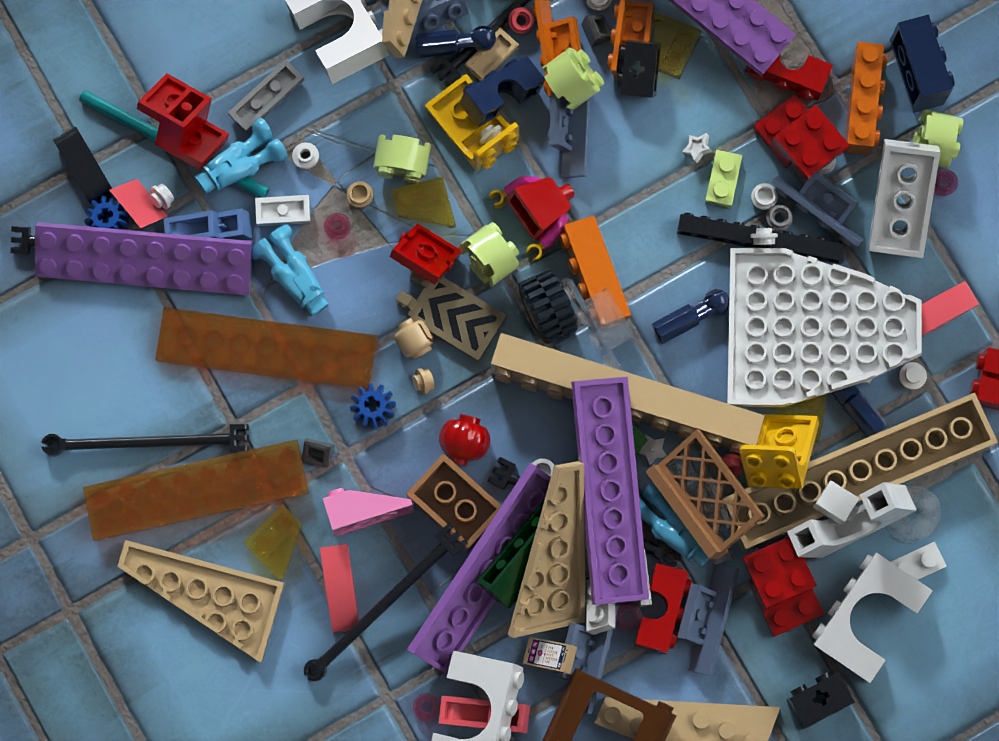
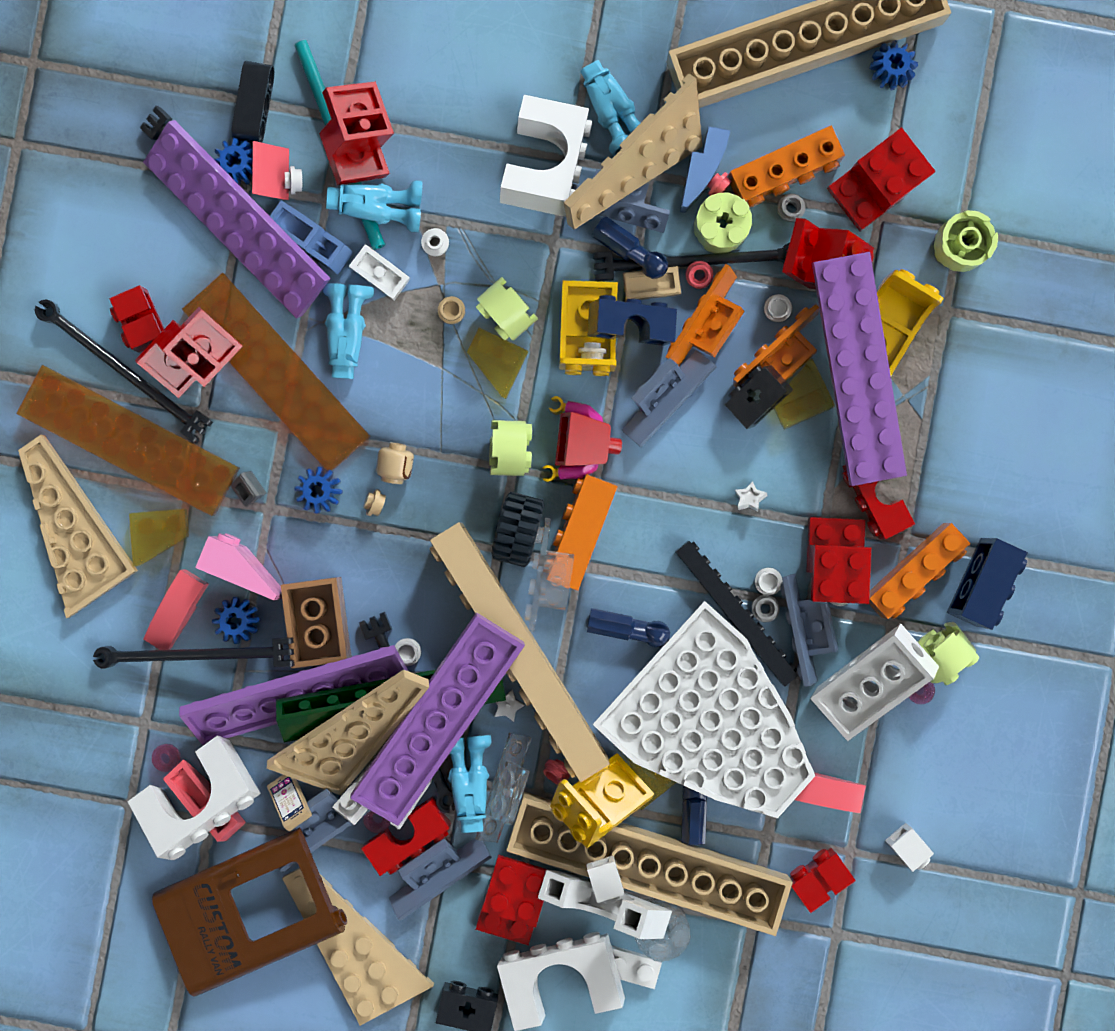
camera: 40 degrees right, 10 degrees up
(129, 393) = (138, 318): none -> red piece
(191, 381) = (188, 352): none -> bracket
(266, 95) = (444, 166): light grey plate -> none
(343, 231) = (418, 327): clear pink plate -> none
(391, 565) = (231, 628): none -> blue gear
(425, 253) = (460, 403): red plate -> none
(453, 315) = (443, 468): dark tan tile -> none
(464, 439) = (367, 576): red plant -> none
(572, 77) = (695, 360): yellowish green brick -> none
(596, 29) = (753, 333): dark grey slope -> none
(684, 505) = (488, 778): medium nougat fence -> none
(723, 179) = (748, 539): yellowish green piece -> none
(764, 236) = (737, 617): white plate -> none
(912, 376) = (758, 823): white plate -> none

